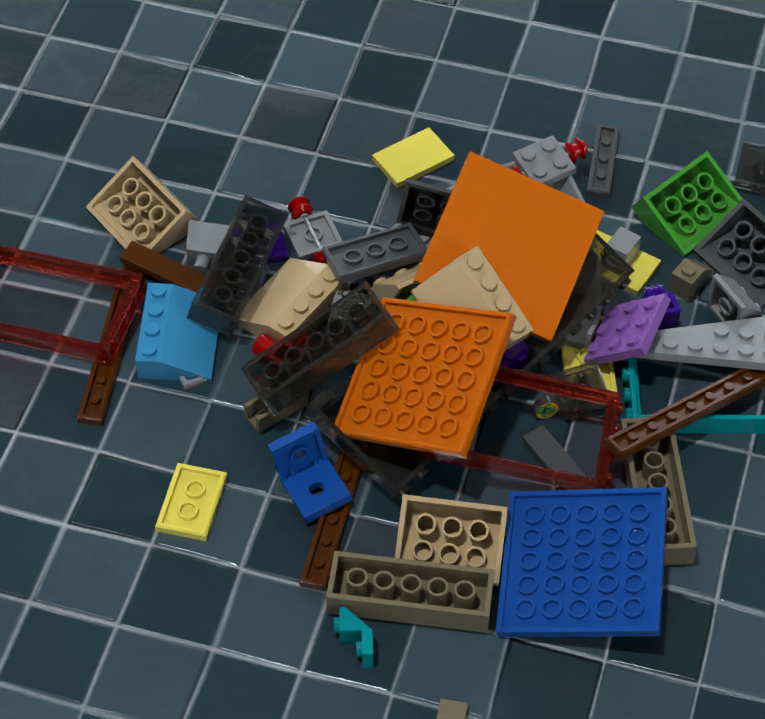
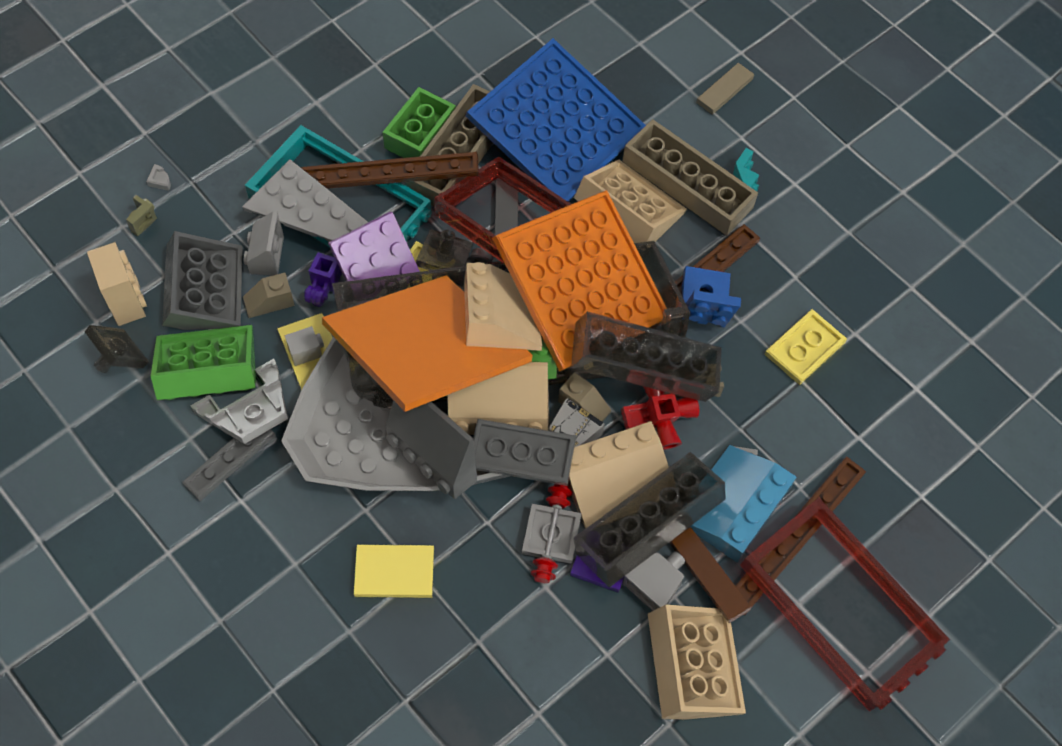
camera: 150 degrees left, 10 degrees up
(548, 161) = (298, 457): light grey plate -> none
(612, 187) = (251, 413): none -> light grey wing
(713, 487) = (416, 124): none -> bright green brick

